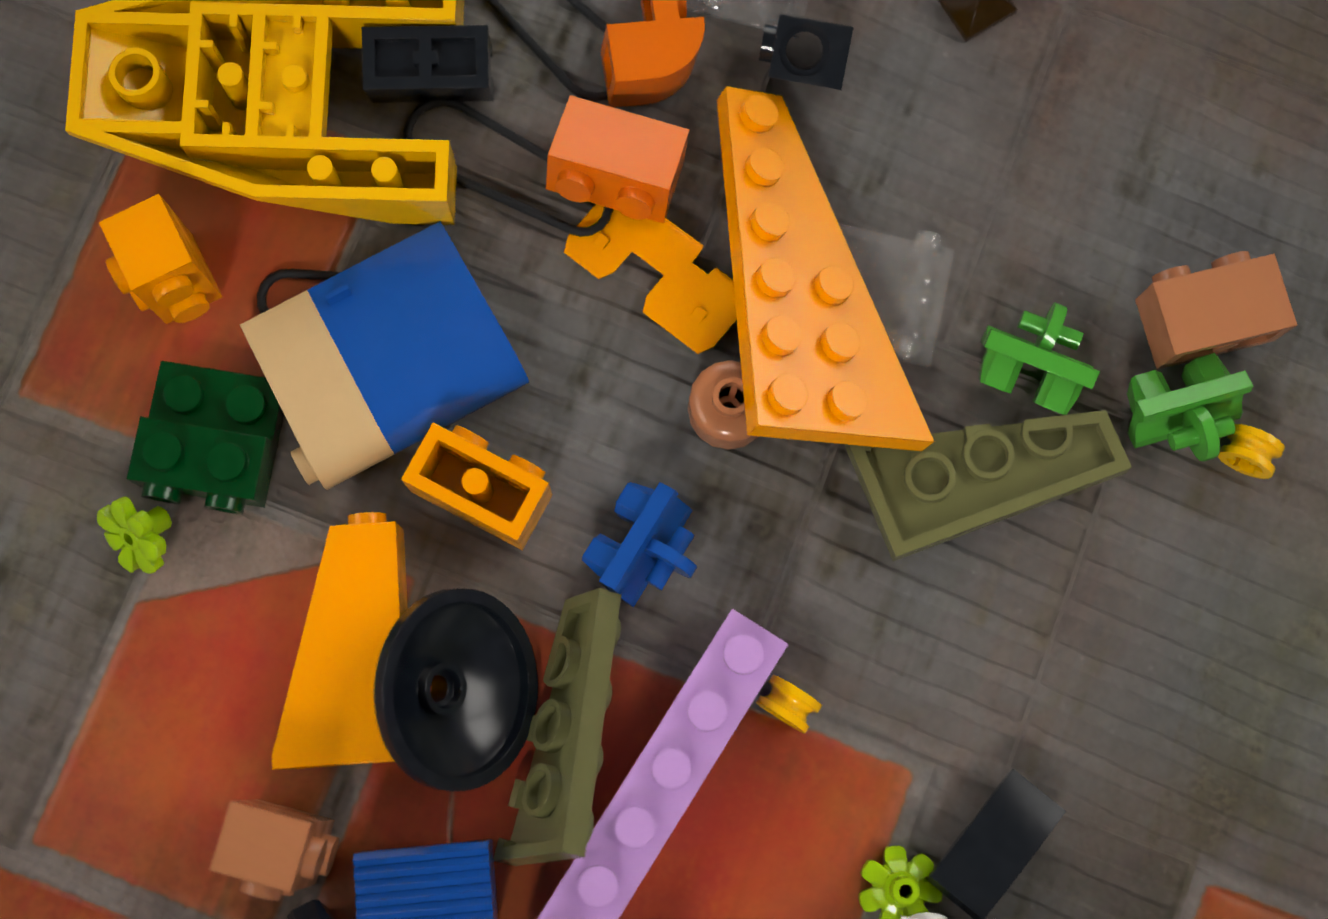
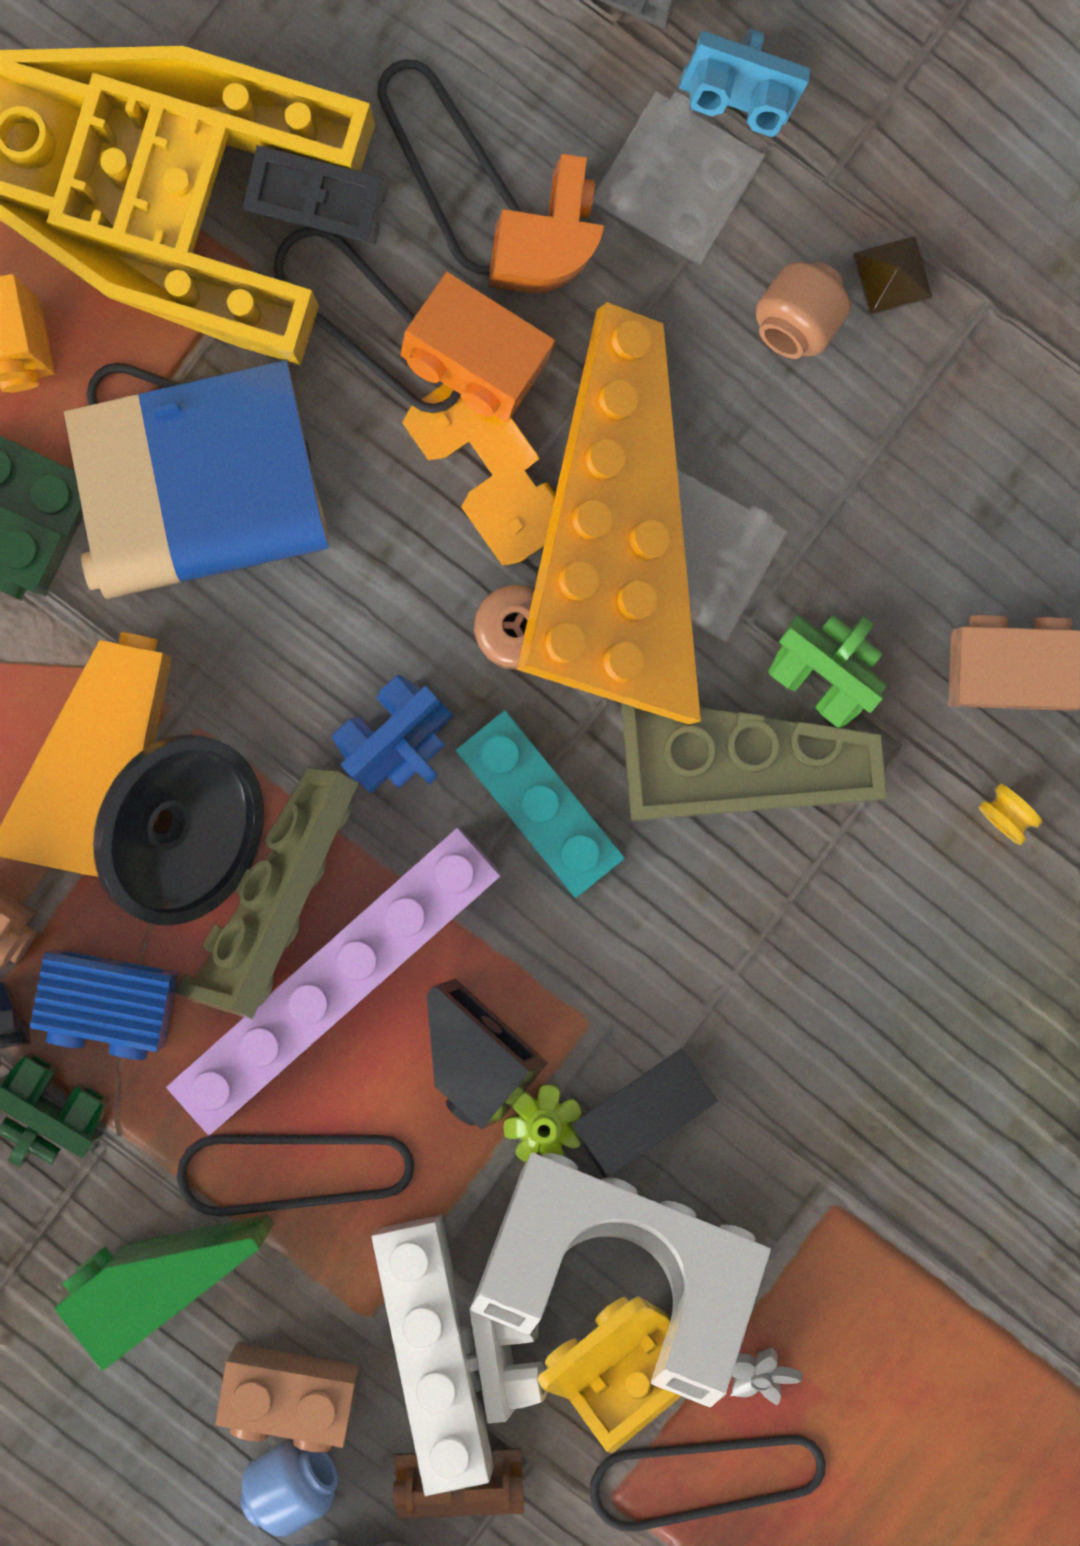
camera: 15 degrees right, 10 degrees up
(478, 485) = (249, 640): light orange brick -> none
(789, 704) = (489, 928): yellow bush -> none
(801, 570) = (540, 804): none -> teal plate
(816, 836) = (476, 1056): none -> black slope
(832, 63) = (707, 314): black brick -> none
(906, 47) = (802, 309): none -> nougat head
(1189, 415) = (963, 763): bright green hips -> none

